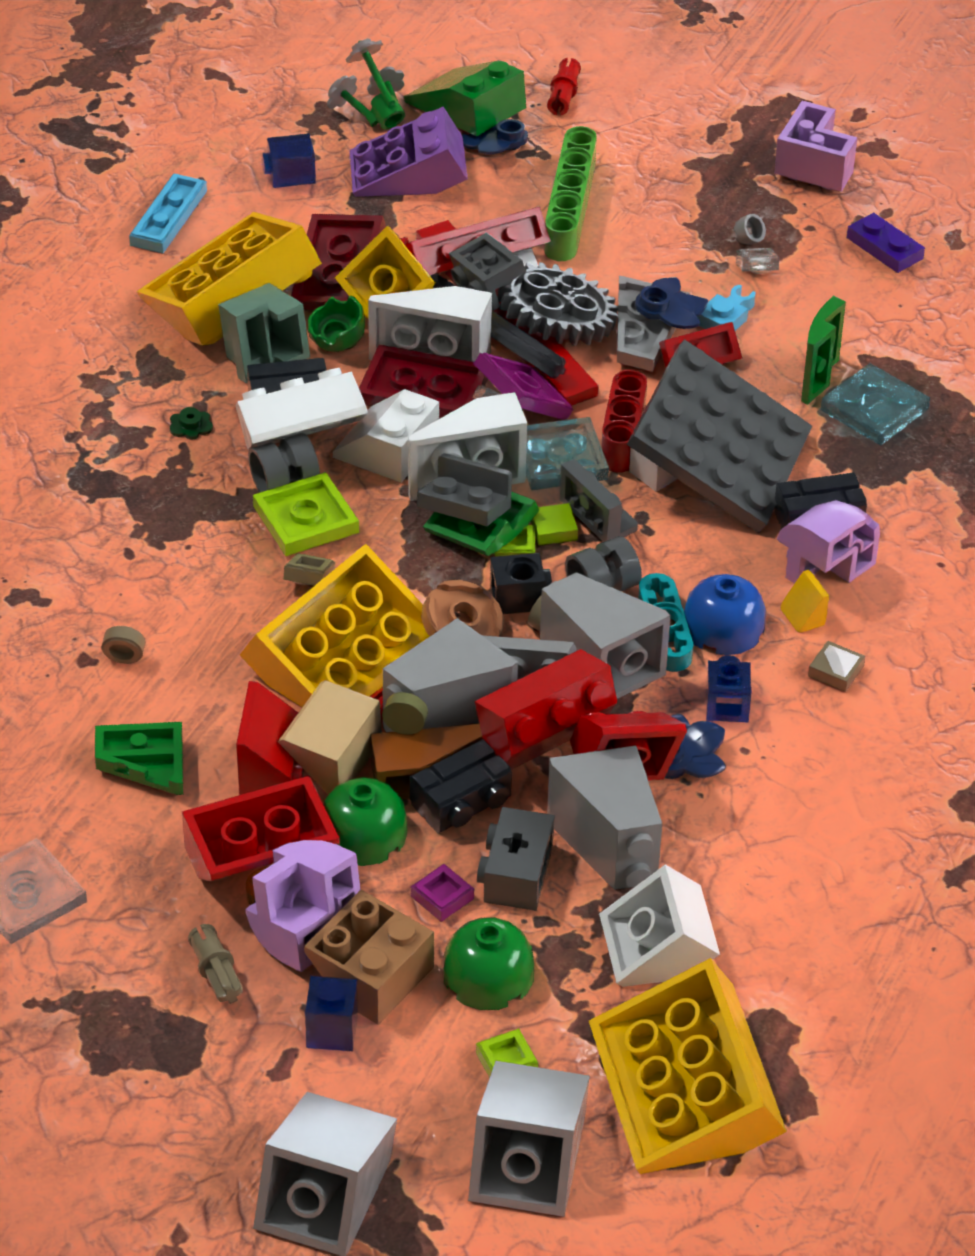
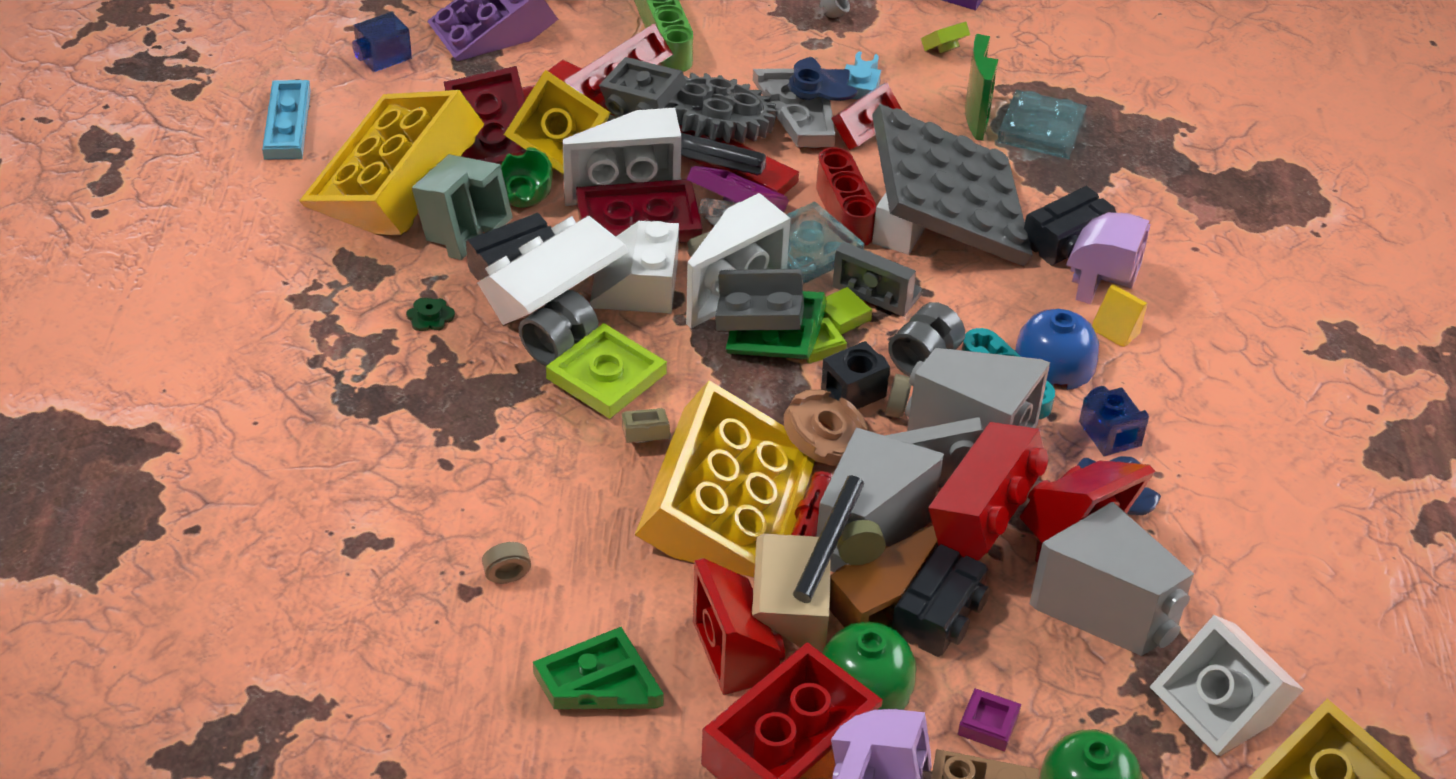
camera: 25 degrees left, 0 degrees up
(369, 698) = (828, 539): none -> black bar
(517, 858) = (1045, 657): dark grey brick -> none
(757, 260) = (859, 27): clear tile -> none
(836, 666) = (1183, 367): dark tan tile -> none
(842, 290) = (946, 38): none -> lime plate

